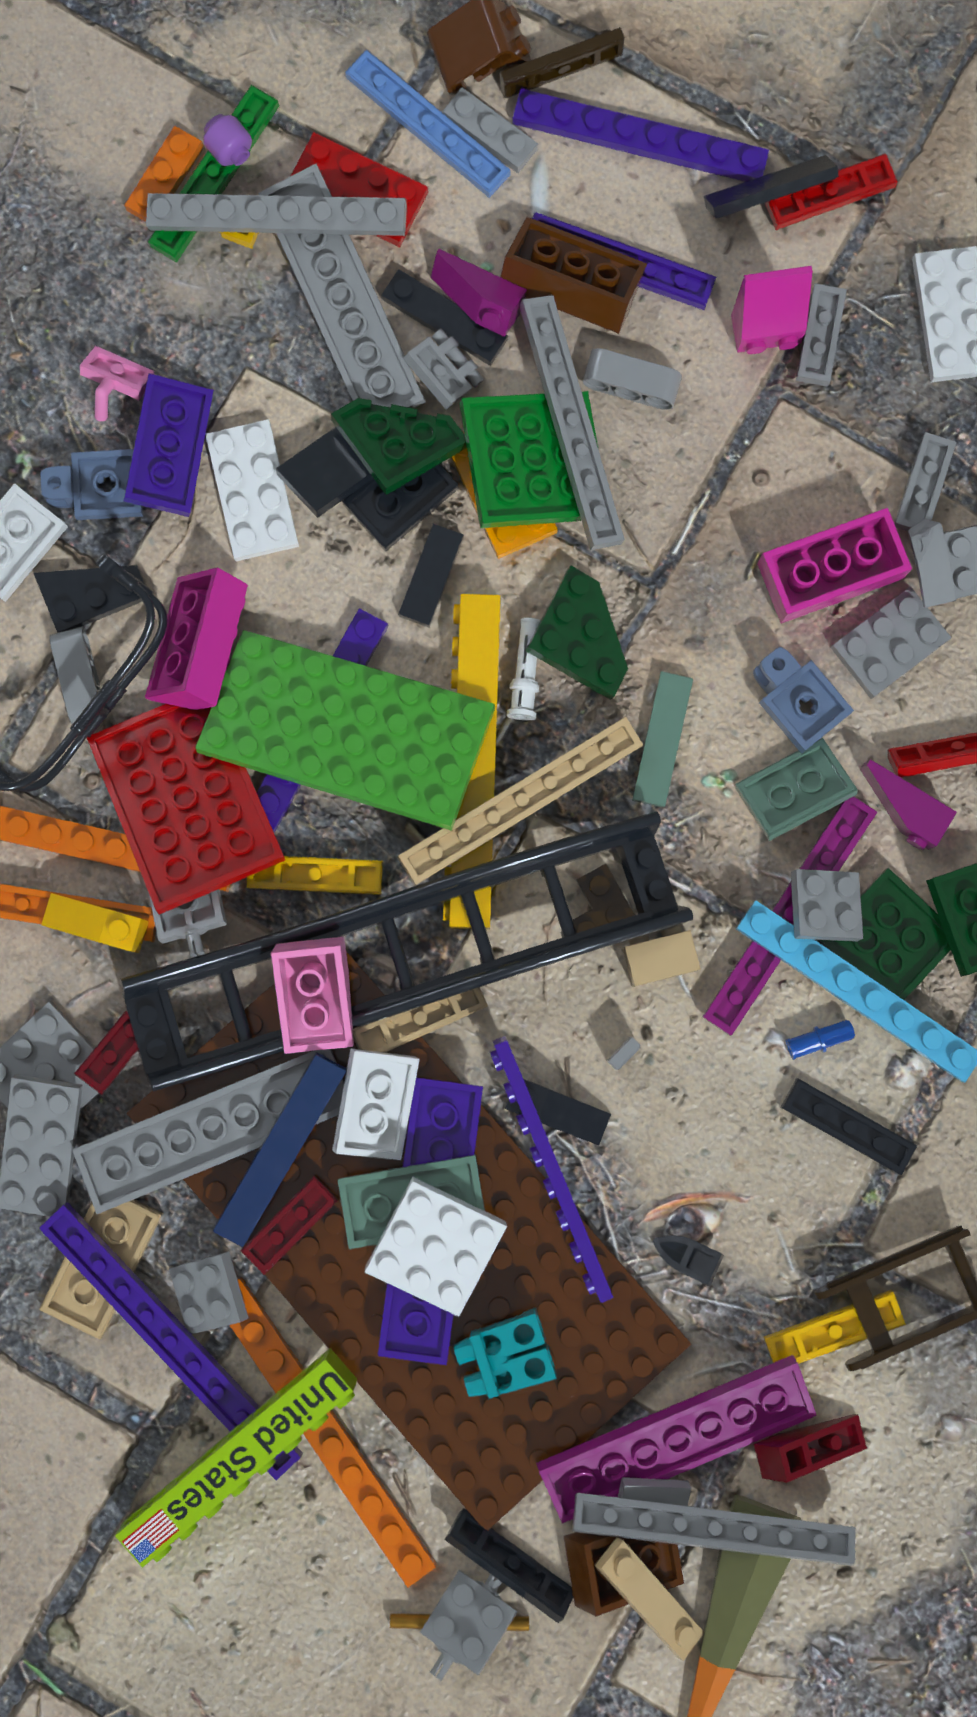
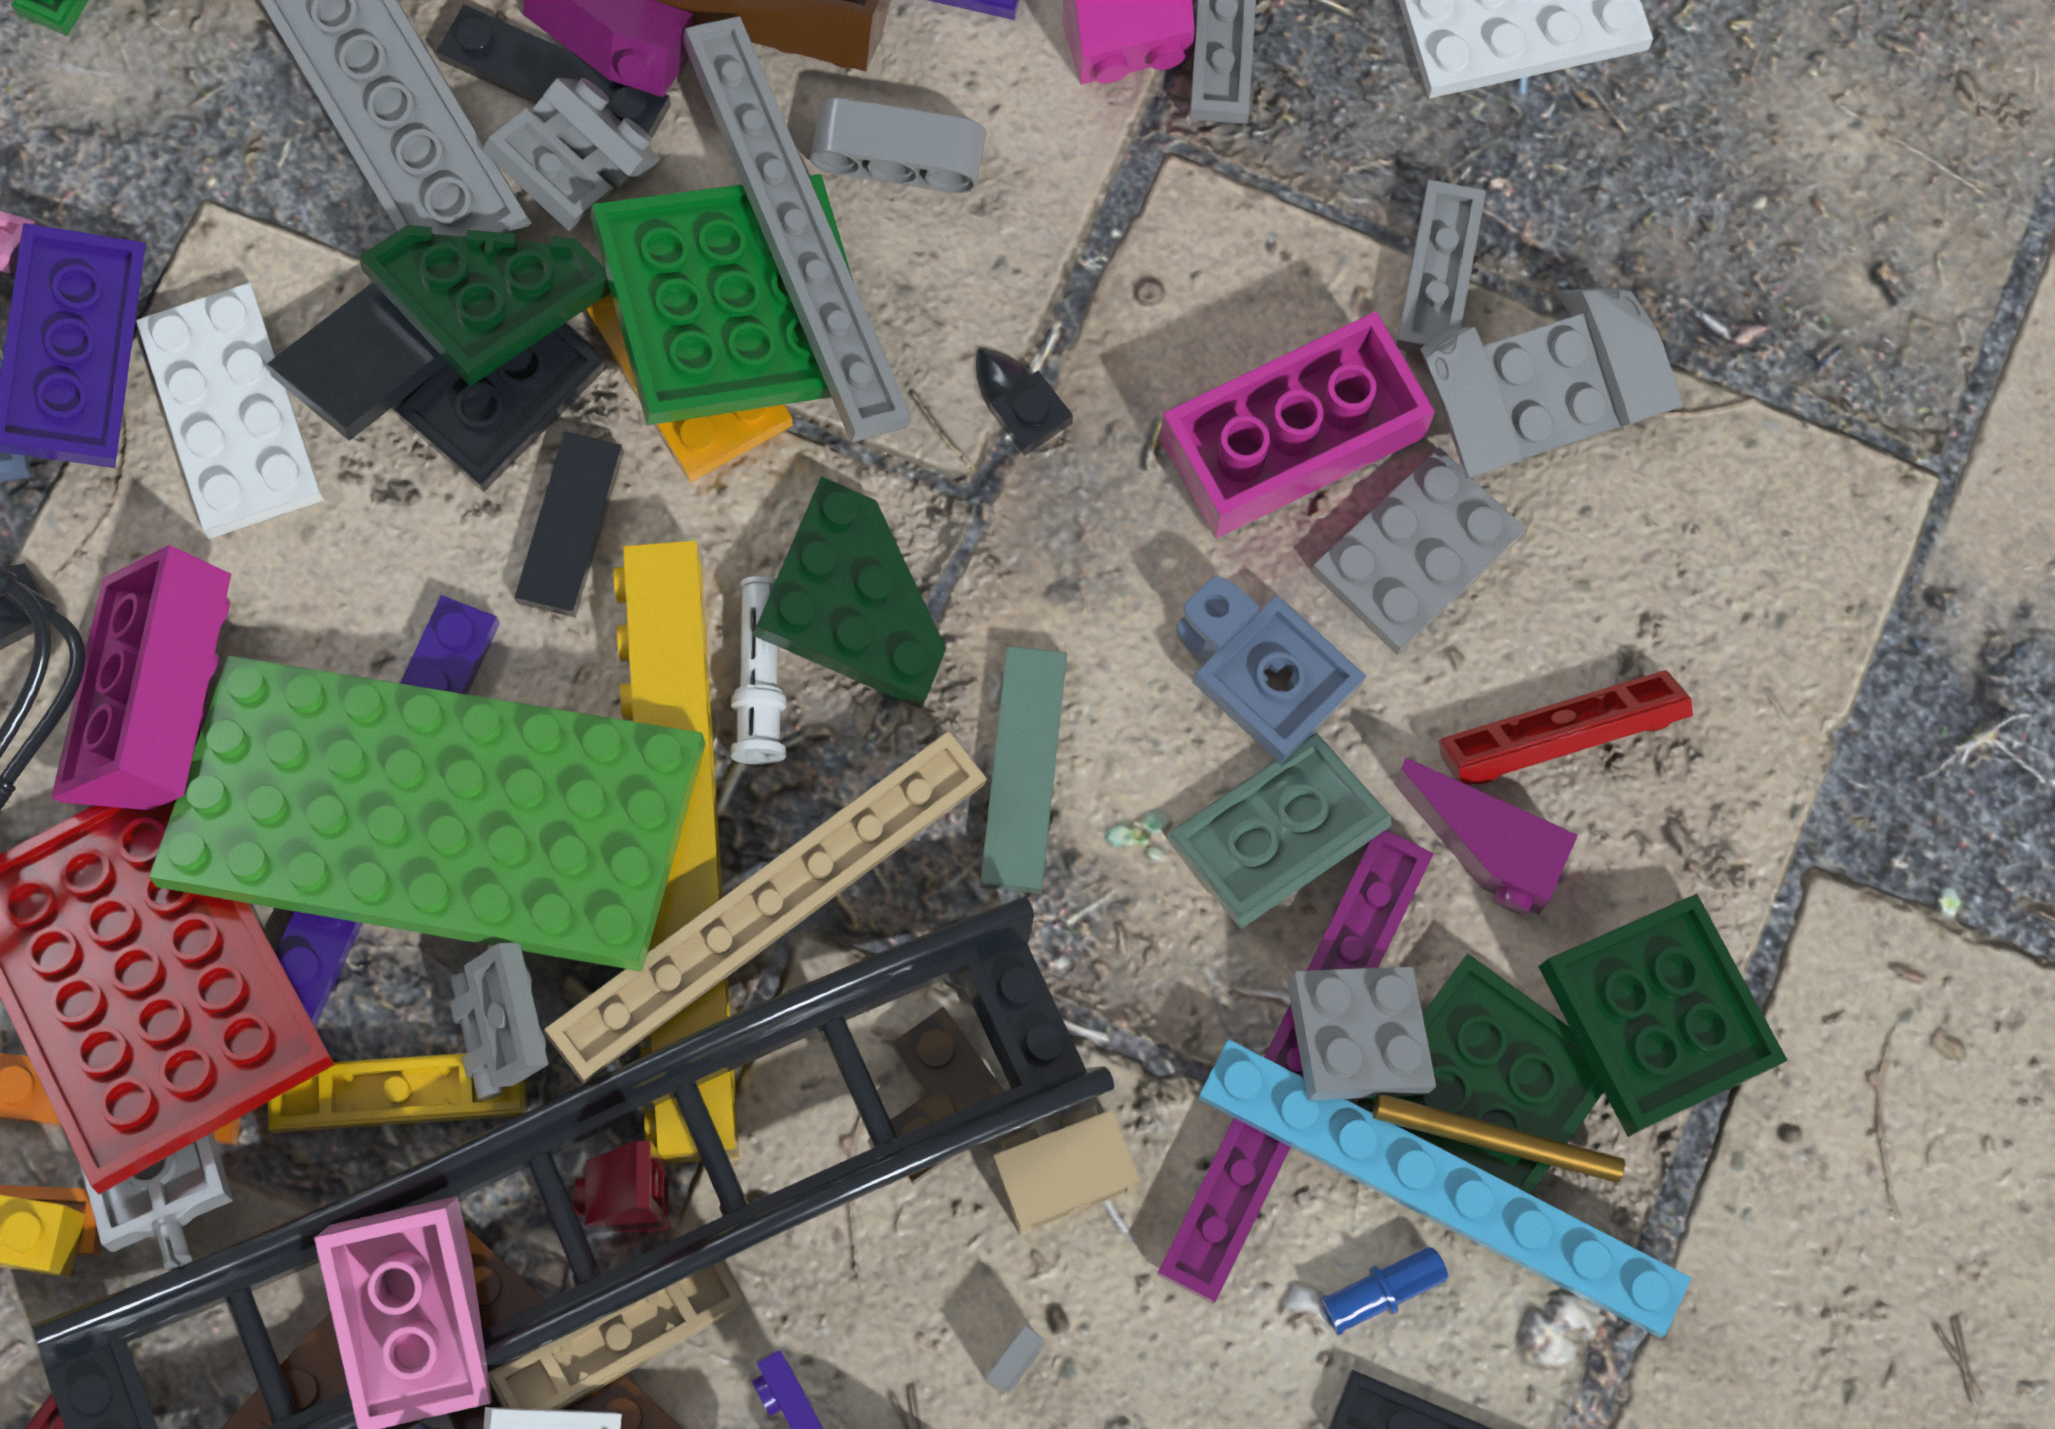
camera: 10 degrees left, 10 degrees down
(372, 846) = (498, 1020): none -> light grey plate
(429, 942) = (625, 1190): none -> dark red slope
(478, 359) = (619, 140): none -> light grey plate
(683, 532) = (1020, 400): none -> black plate
(892, 969) = (1498, 1138): none -> pearl gold bar

